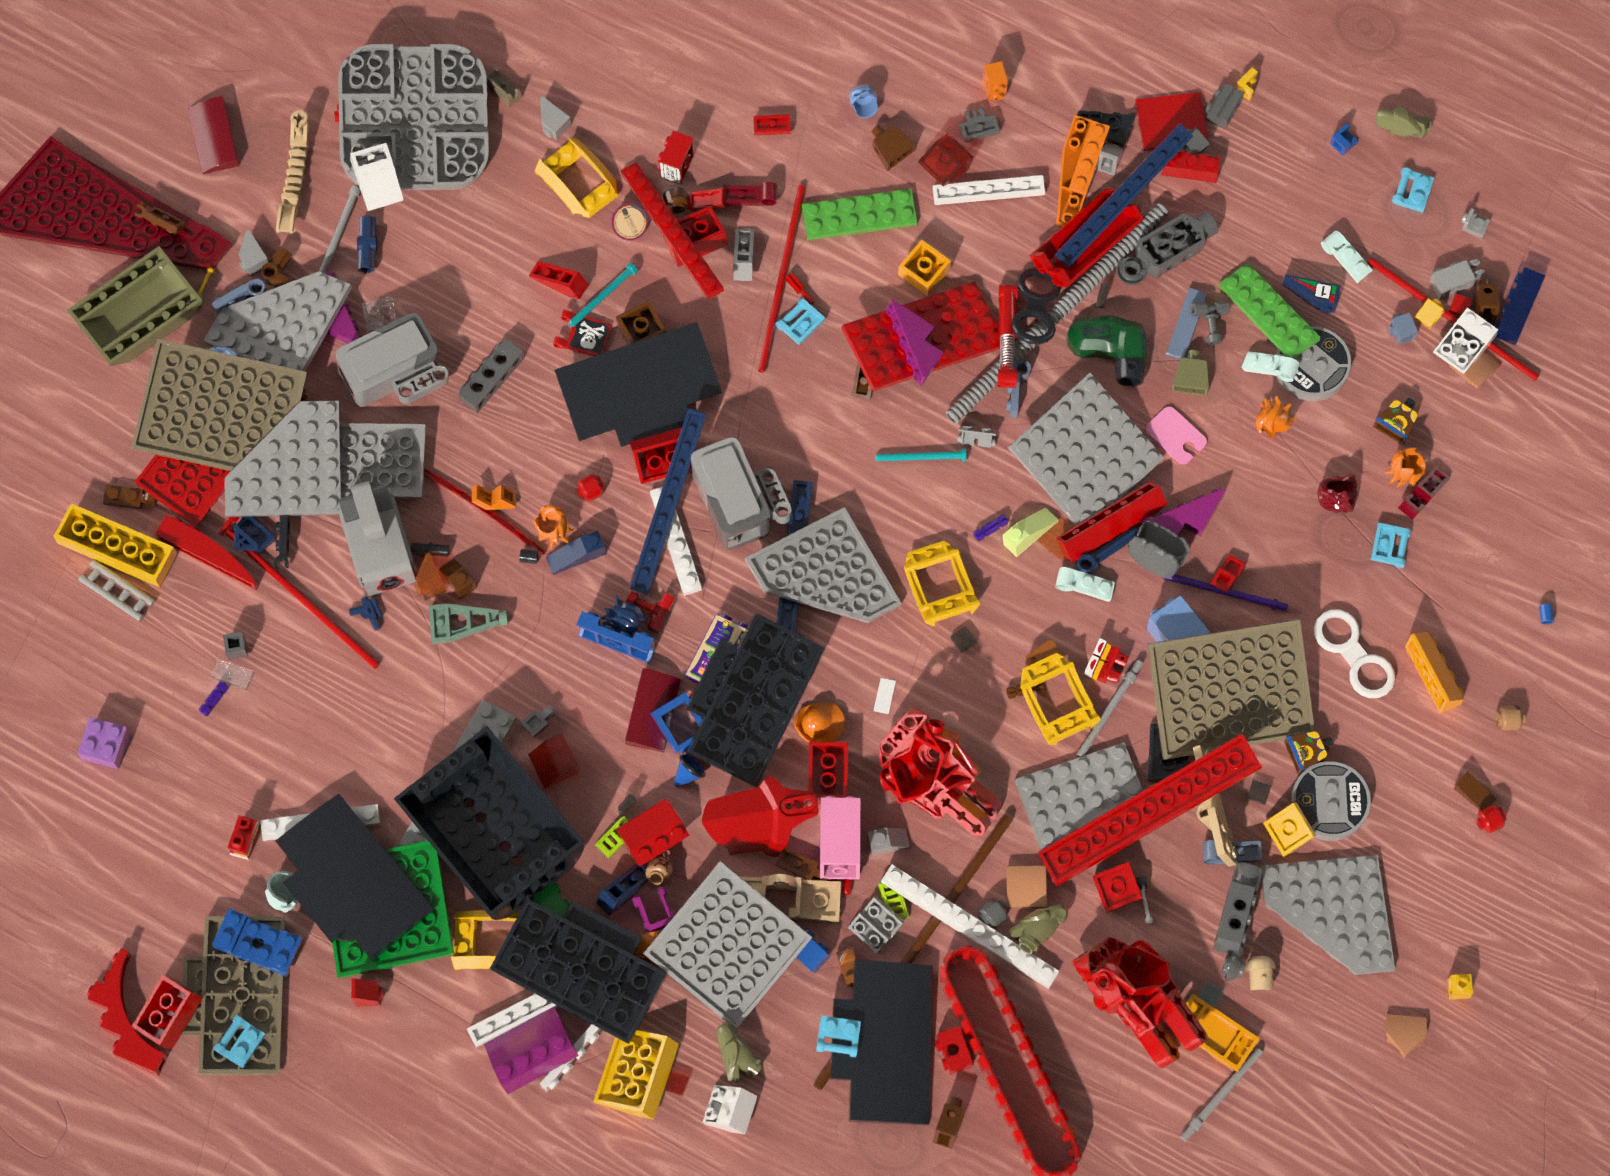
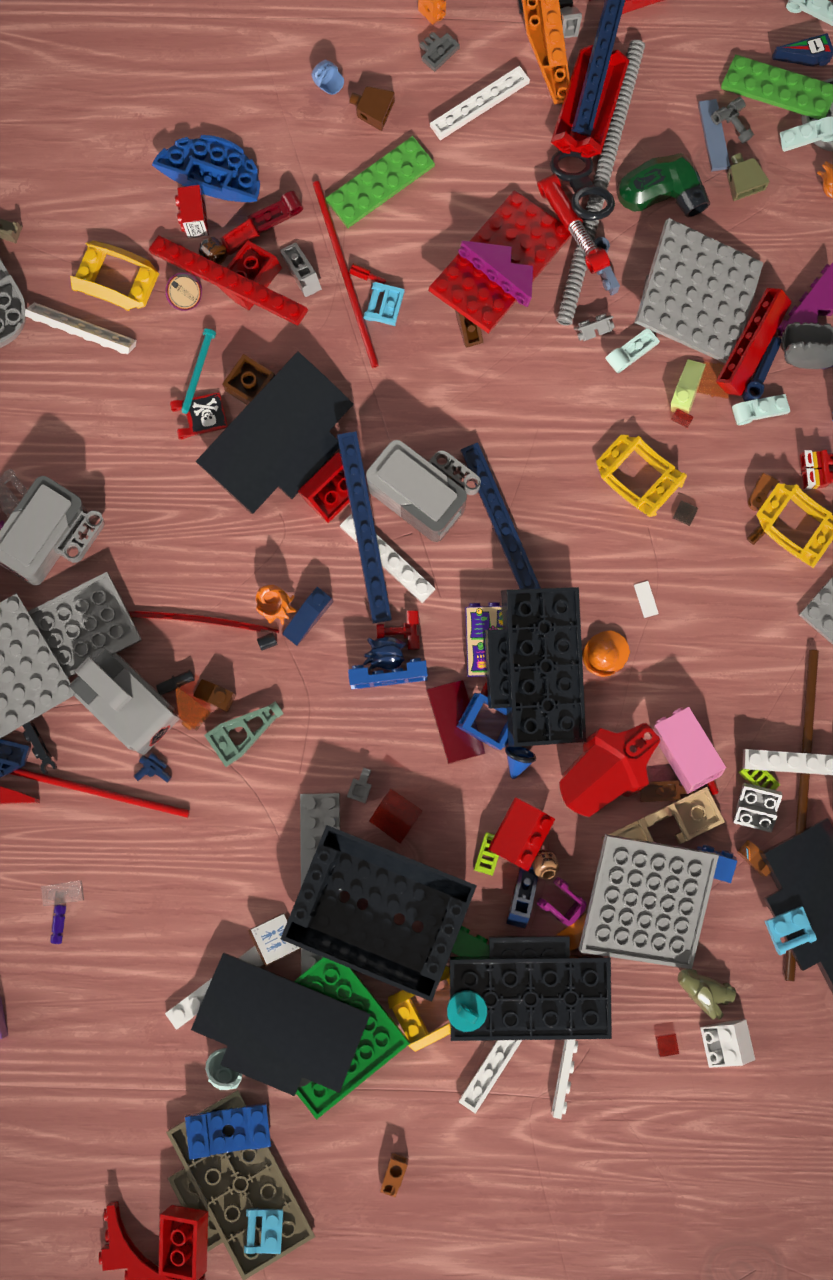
camera: 30 degrees left, 10 degrees up
(235, 645) = (50, 867): dark grey brick -> none
(242, 837) = (158, 1041): red hips -> none
(366, 992) = (351, 1121): red slope -> none
(375, 1059) = (394, 1174): none -> dark orange leg
(384, 810) = (268, 942): none -> white tile
(477, 399) = (139, 524): dark grey brick -> none
(492, 500) = (208, 605): orange slope -> none
(517, 949) = (467, 1011): none -> teal tile
(522, 208) = (80, 328): none -> white plate
(530, 1050) = (526, 1091): magenta slope -> none
(553, 119) = (63, 233): light grey slope -> none
(559, 279) = (152, 375): red slope -> none
(590, 487) = (286, 550): red head -> none
(628, 803) = (482, 820): clear smoke tile -> none
(637, 1074) = (630, 1061): yellow slope -> none
(717, 127) = (214, 165): none -> blue brick
(772, 124) = (258, 140): red plate -> none
(826, 569) = (536, 515): light grey plate -> none
(828, 769) = (641, 695): red brick -> none
(887, 840) = (724, 728): light grey slope -> none
(922, 456) = (591, 350): teal bar -> none
(924, 267) = (466, 199): light orange brick -> none
(938, 787) = (747, 658): red piece -> none
(946, 160) = (430, 93): clear red slope -> none
(990, 527) = (652, 401): dark purple axle -> none
(997, 474) = (632, 350): none -> light aqua plate
(1008, 555) = (682, 418): none -> clear red tile
(1102, 295) = (630, 146): clear smoke tile -> none
(1167, 247) = (663, 75): dark grey brick -> none
(1172, 431) = (755, 237): bright pink piece -> none

